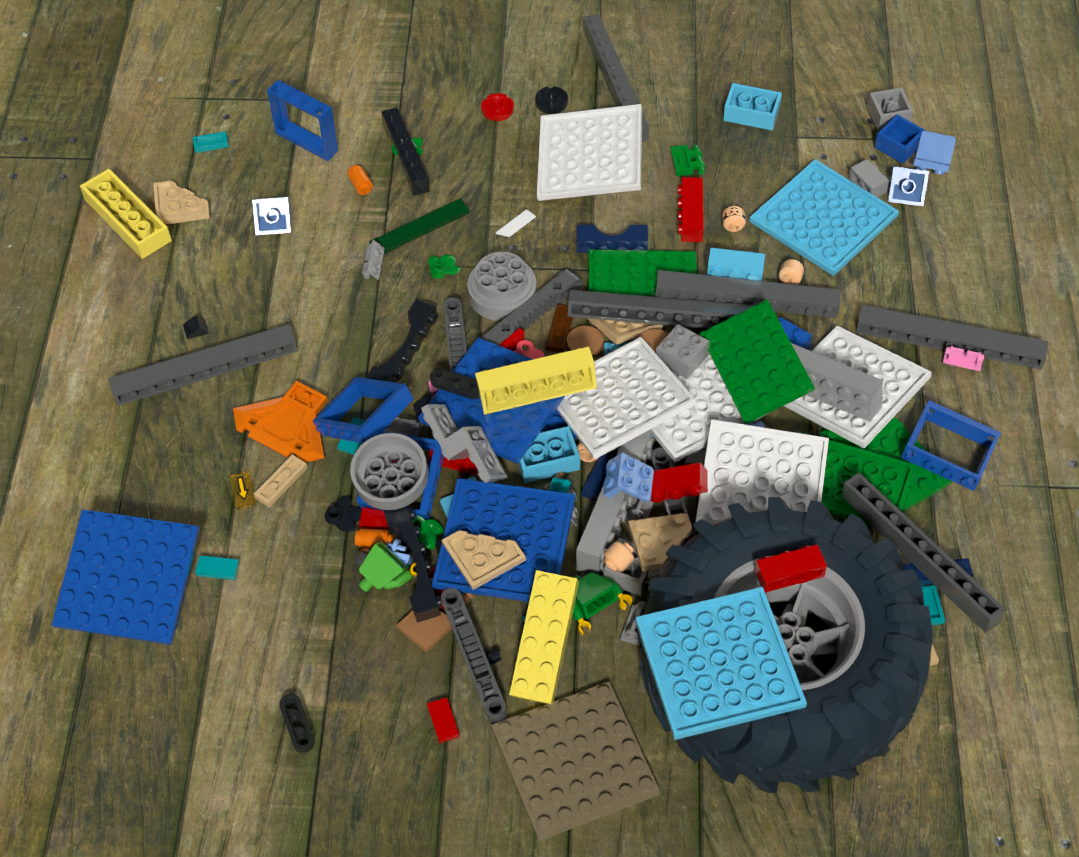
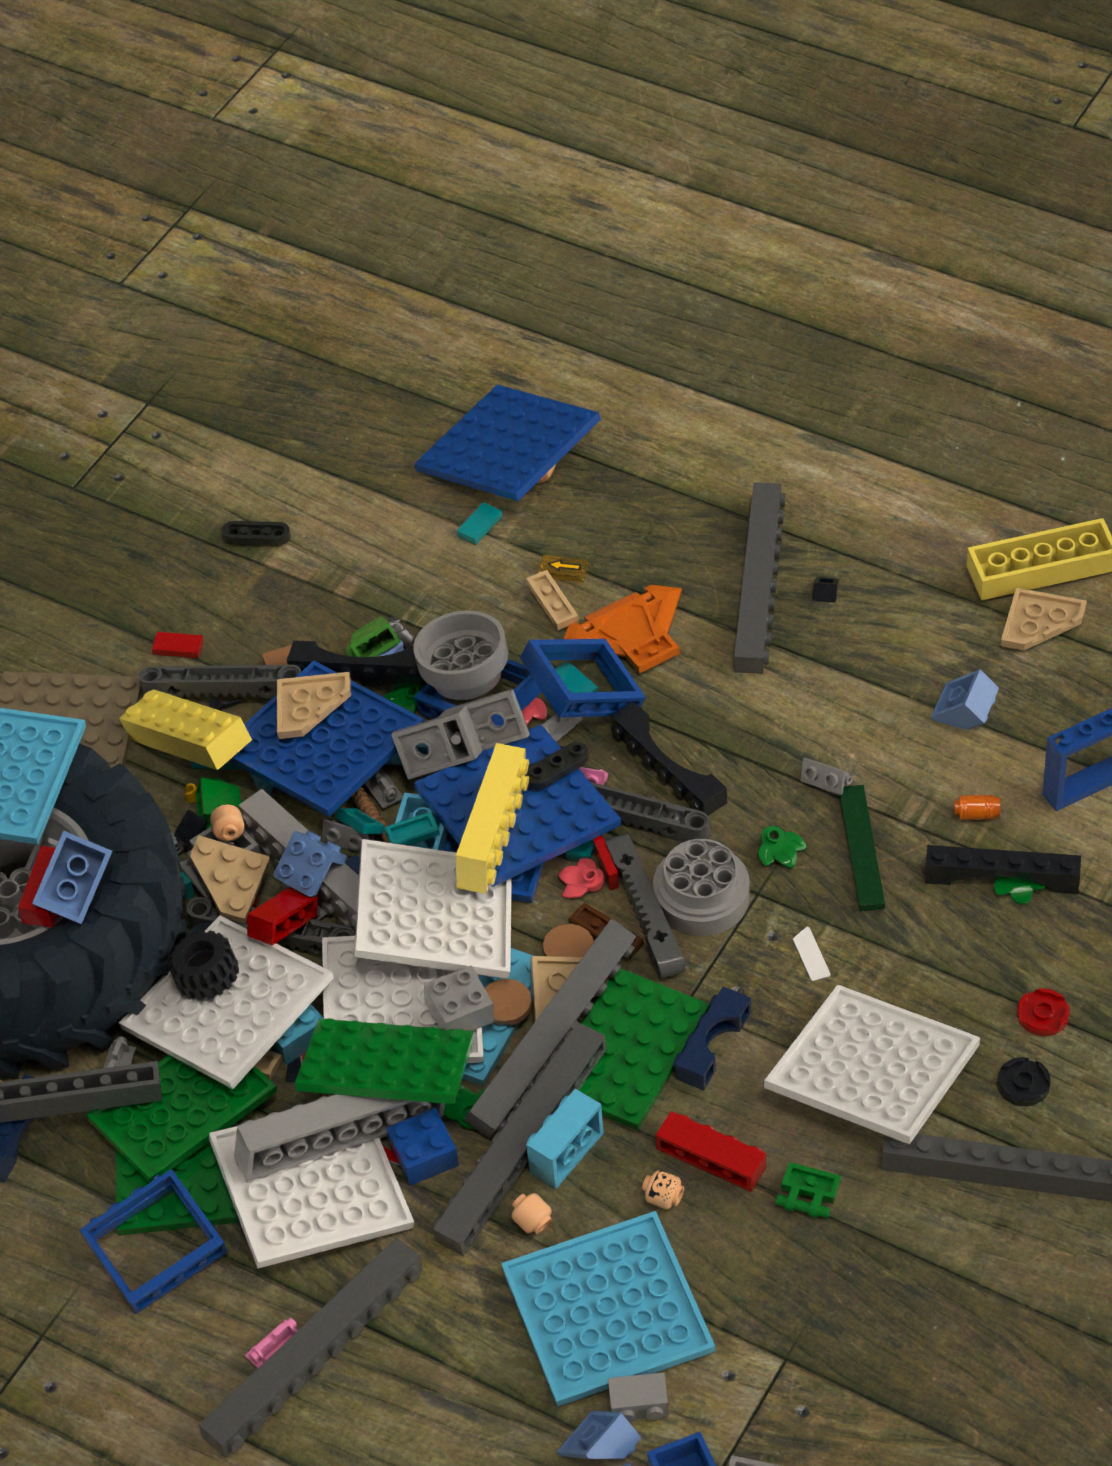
camera: 120 degrees right, 5 degrees down
(556, 446) = (412, 830): none -> teal tile
(627, 594) = (190, 826): none -> black slope
(751, 483) = (203, 965): none -> black tyre
(752, 106) = (859, 1311): medium azure brick -> none
(780, 539) = (72, 877): none -> medium blue slope

